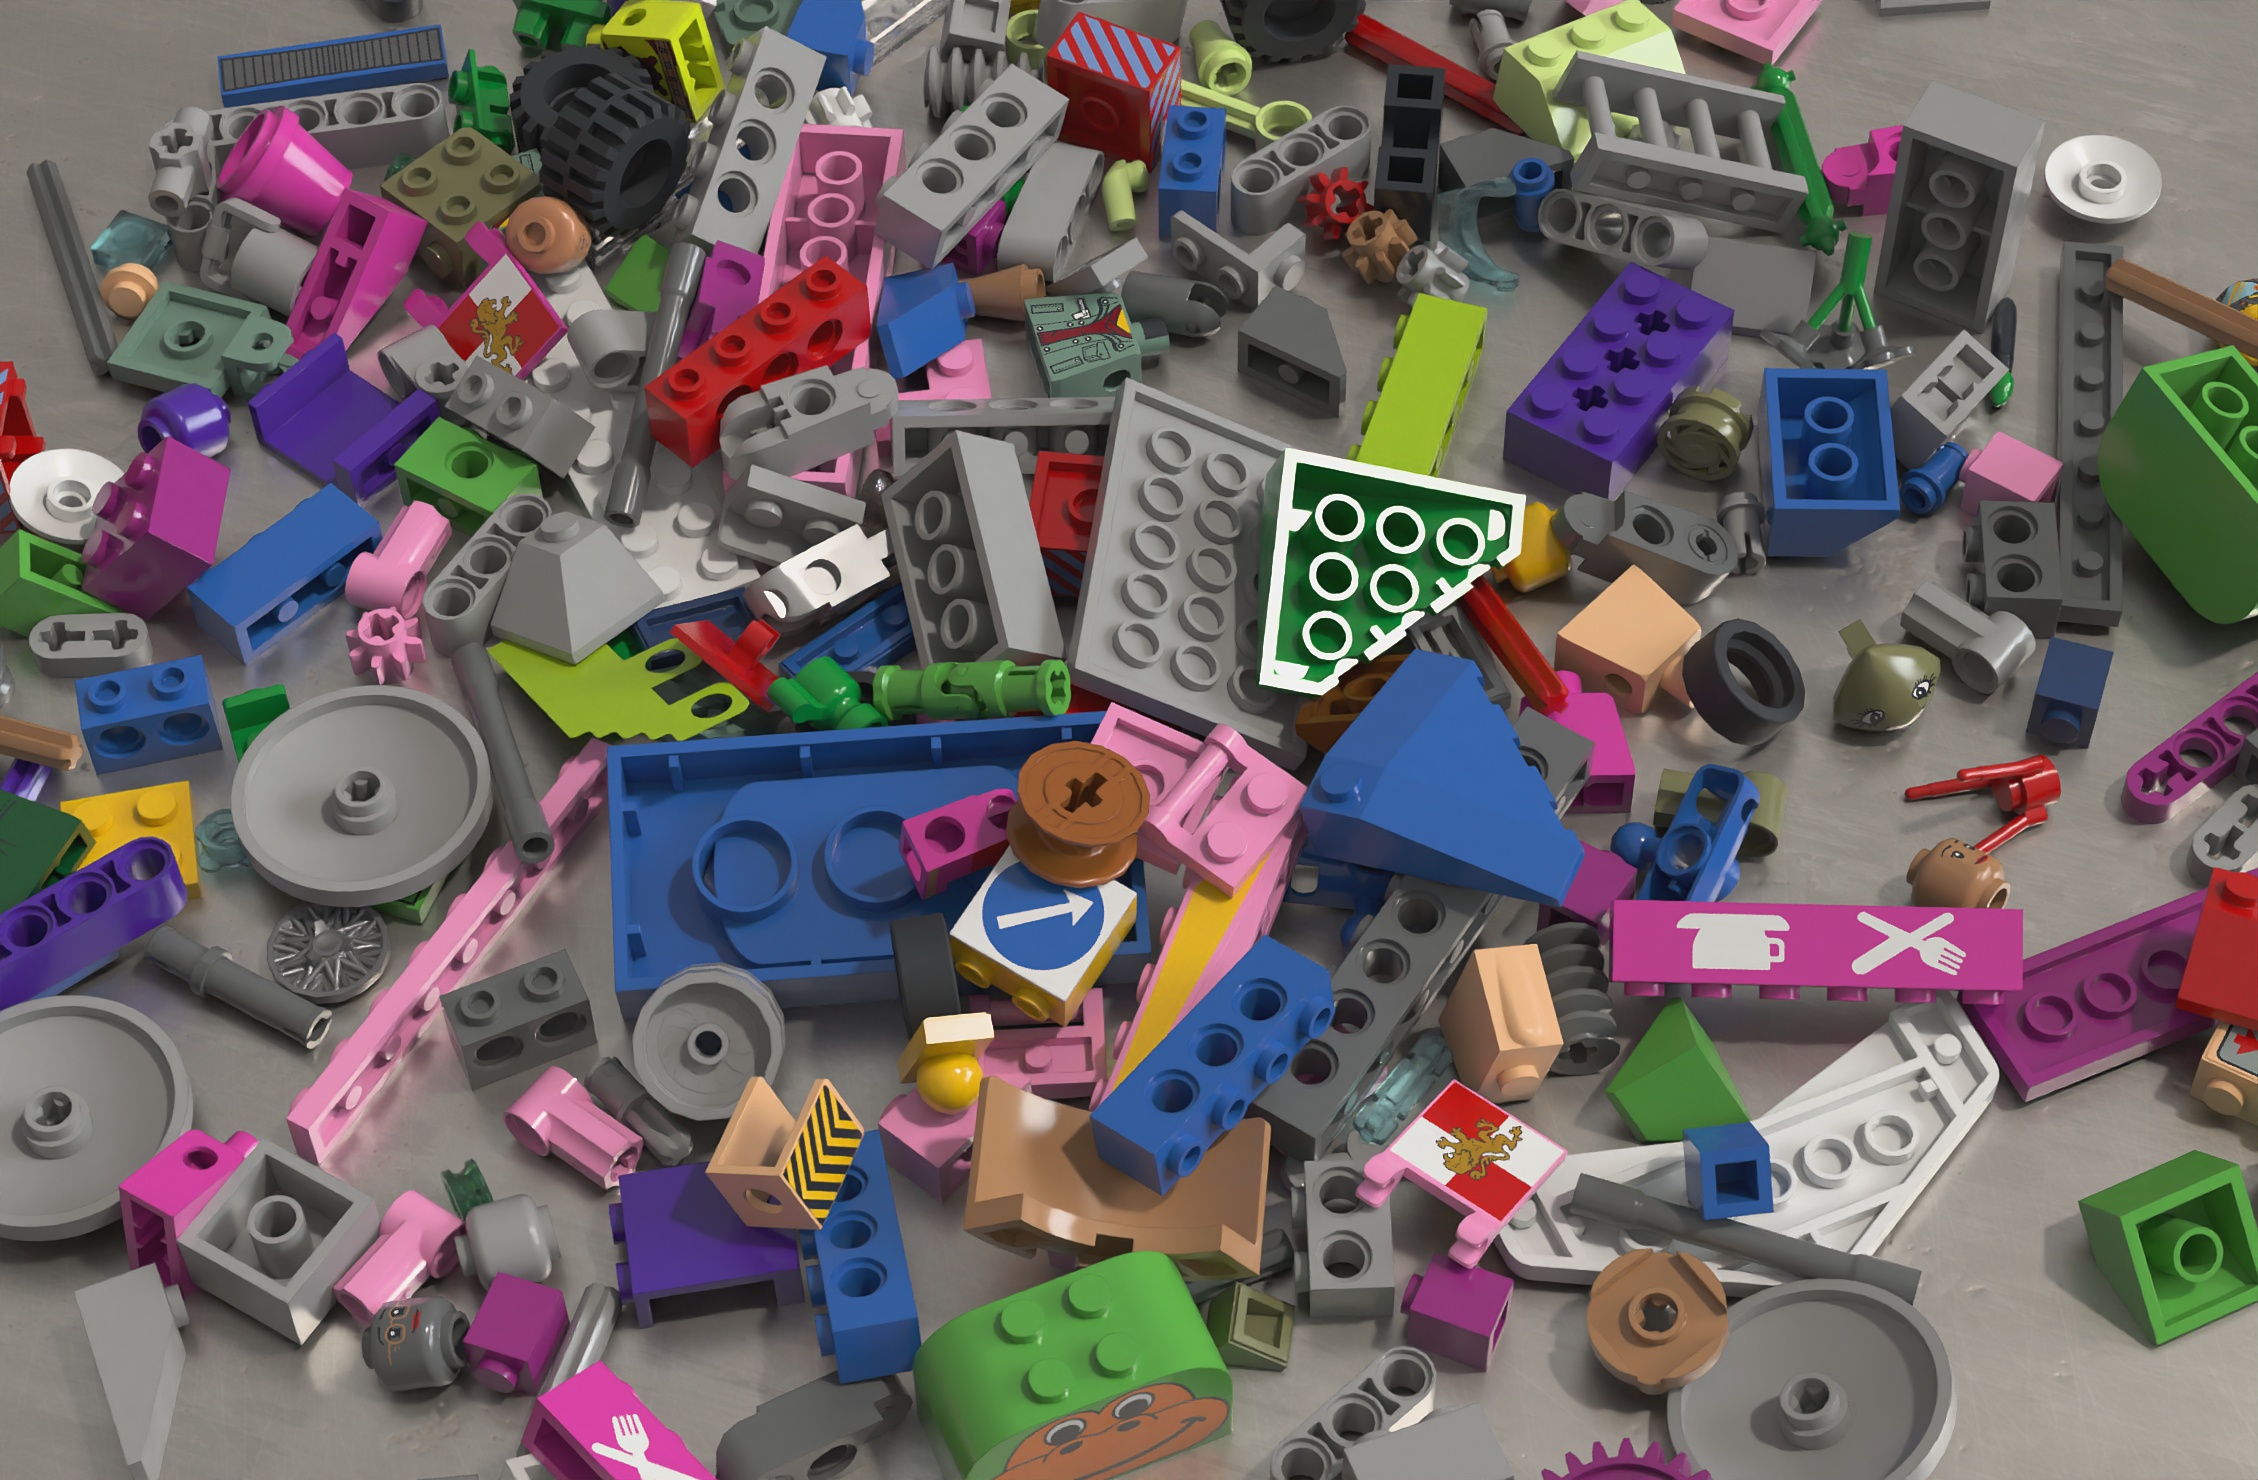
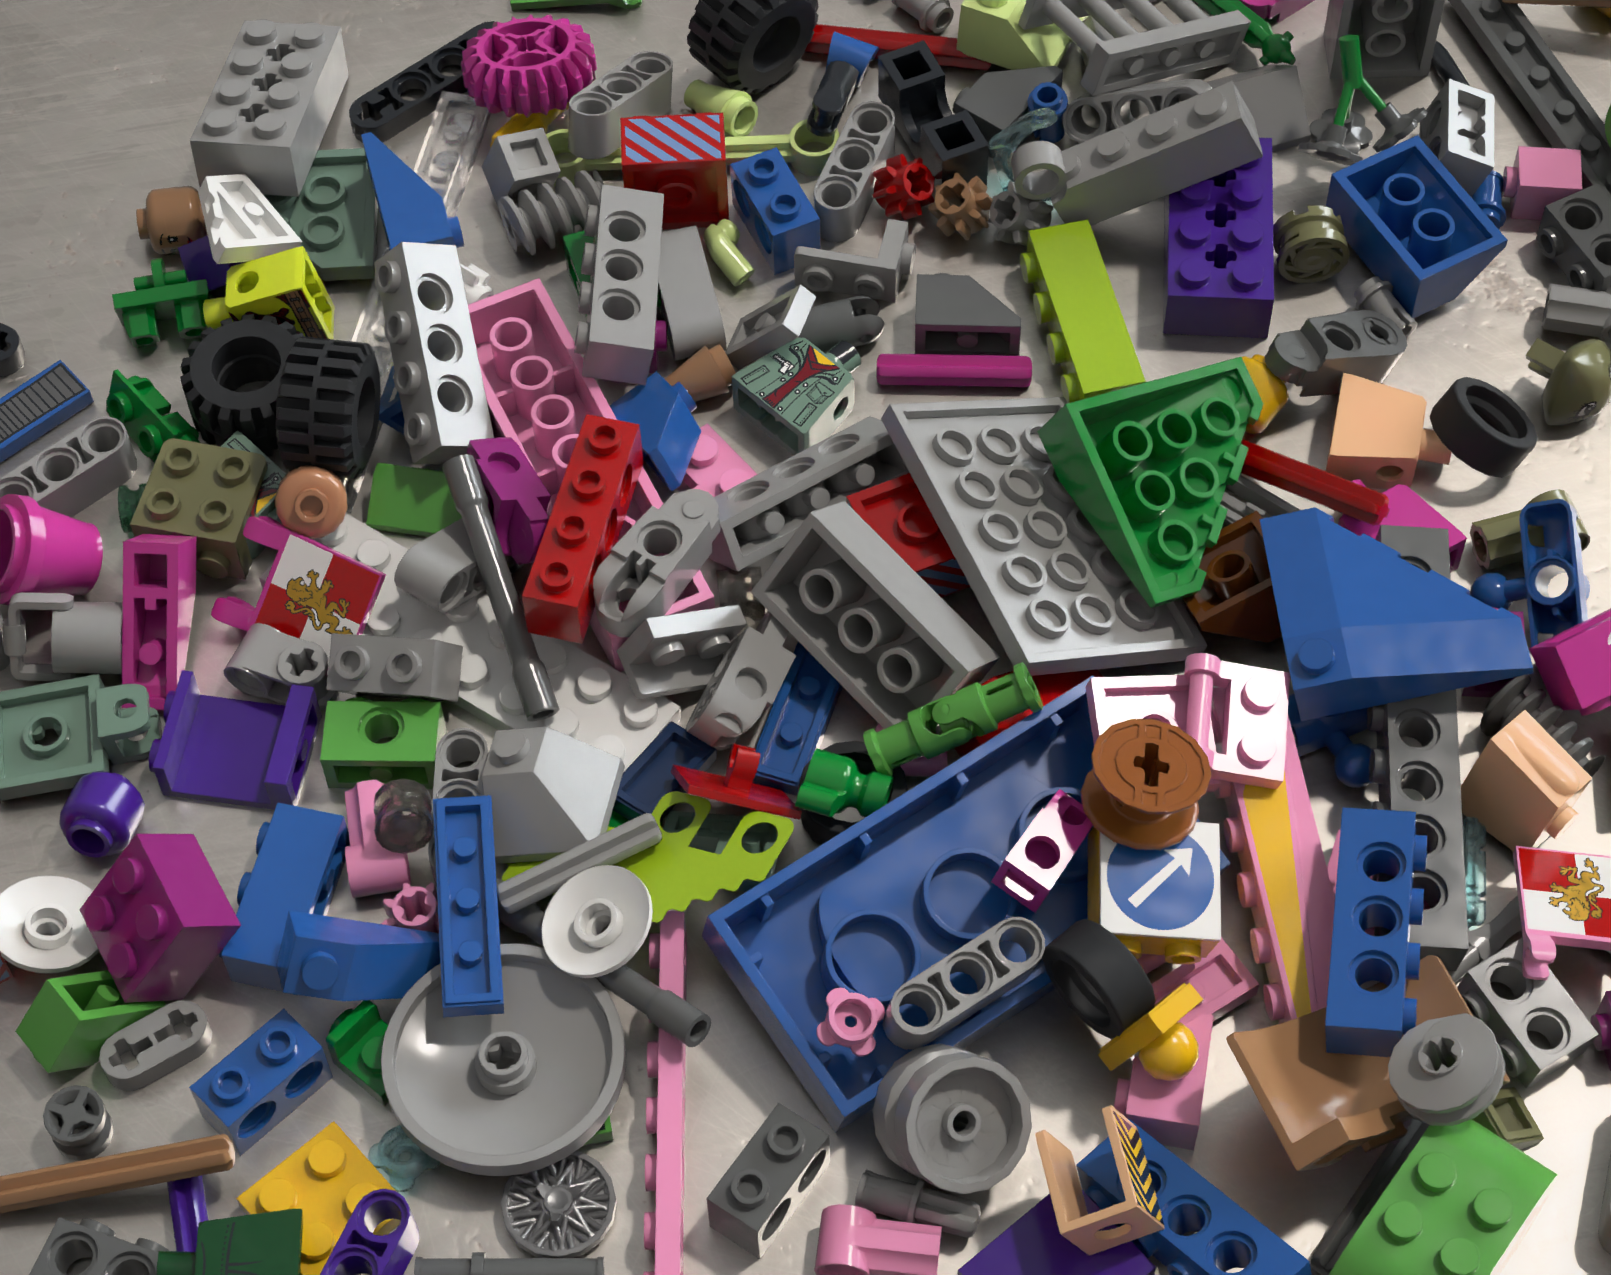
camera: 30 degrees left, 5 degrees up
(290, 640) = (352, 958): none -> blue slope
(421, 646) = (467, 907): none -> blue tile
(423, 555) = (399, 831): none -> clear smoke wheel
(518, 711) = (581, 912): none -> white dish
(546, 656) = (602, 850): none -> light grey axle
(671, 886) = (864, 1010): none -> bright pink plate
(769, 904) = (979, 959): none -> light grey beam
(1172, 1212) = (1447, 1069): none -> light grey piece
(1260, 397) = (954, 370): none -> dark pink axle
(1342, 80) = (844, 71): none -> black piece
(1567, 267) = (1141, 158): none -> light grey hinge

